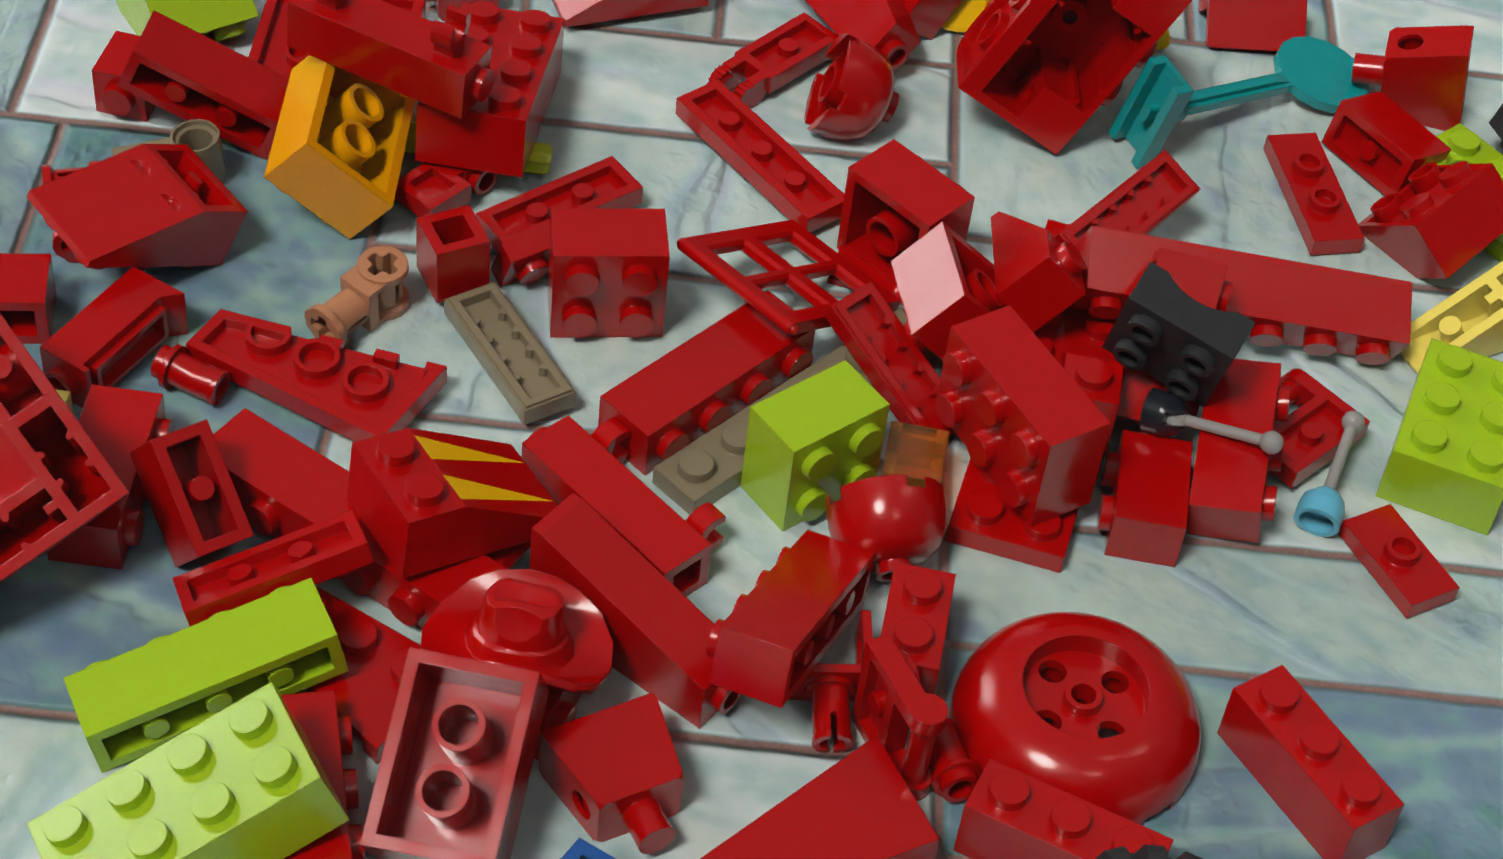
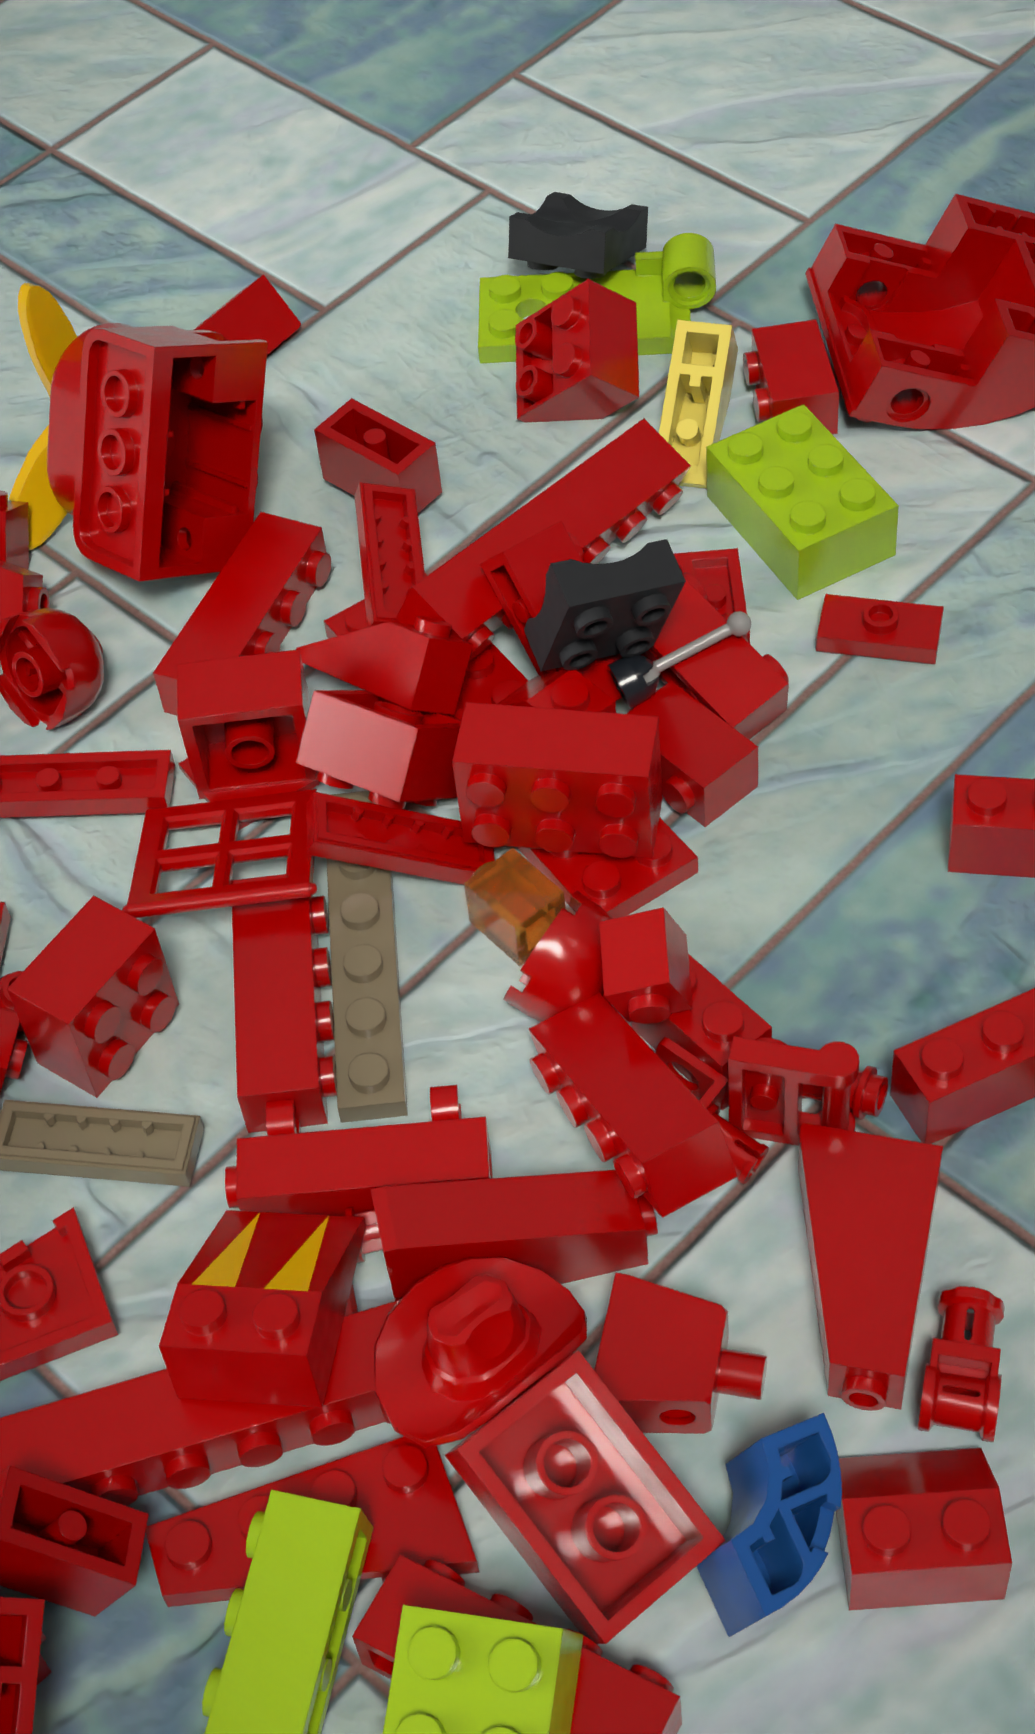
camera: 40 degrees left, 5 degrees up
(316, 552) = (212, 1523): red plate -> none
(812, 443) = (444, 961): lime brick -> none
(904, 552) = (645, 966): none -> red brick
(1025, 166) = (251, 600): none -> red brick
(1082, 657) = (870, 986): red brick -> none
(1161, 96) = (292, 455): teal piece -> none
(1216, 158) = (373, 449): none -> red brick
(1313, 194) = (462, 422): red plate -> none
(1322, 508) = (794, 640): medium azure hinge -> none
(1381, 141) = (459, 340): red panel -> none
(1422, 72) = (418, 262): red torso -> none

